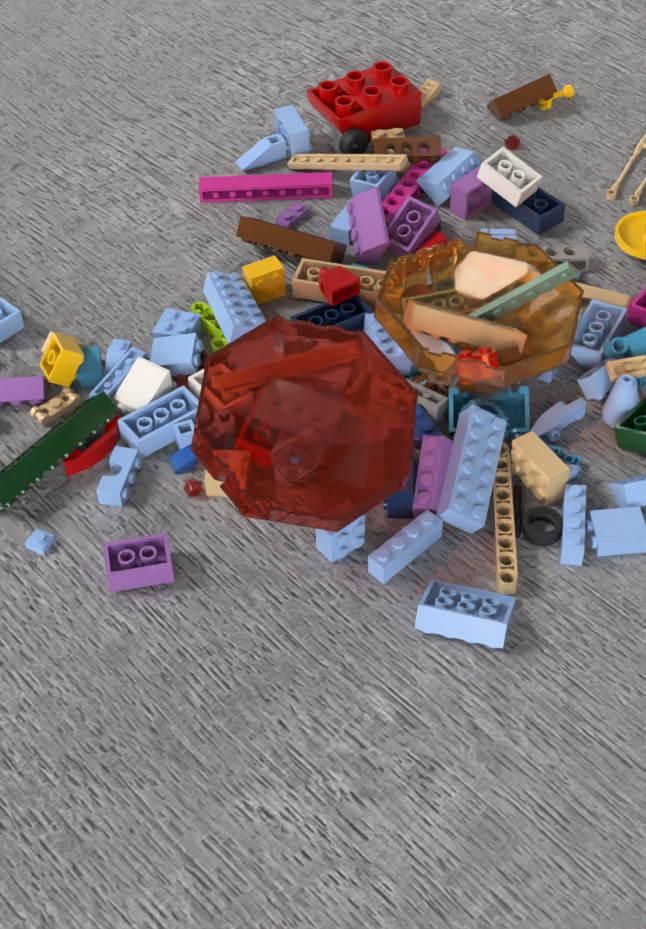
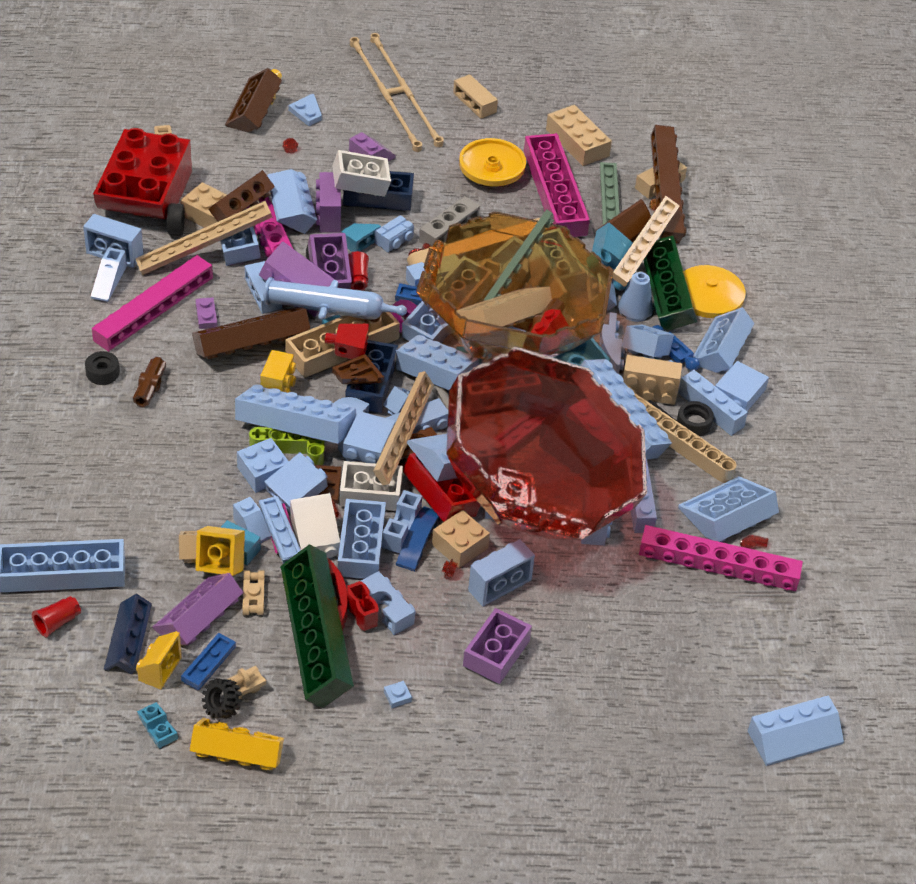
camera: 55 degrees left, 0 degrees up
(95, 463) = (362, 605): none -> red brick
(176, 207) = (102, 376): none -> black tyre
(190, 234) = (149, 382): none -> reddish brown piece
(211, 516) = (501, 572): none -> light blue brick
(259, 820) = (796, 730): none -> light blue slope
(312, 307) = (358, 371): none -> reddish brown wing
(357, 243) = (328, 299): none -> light blue piece
(401, 645) = (720, 558): none -> dark pink brick
(449, 652) = (752, 541): none -> clear red arm
(467, 227) = (360, 236): none -> dark azure slope
(561, 126) = (306, 110): none -> light blue wing
(566, 176) = (367, 145): none -> medium lavender slope
(578, 437) = (647, 341): none -> light blue brick
(606, 463) = (681, 353): none -> blue plate

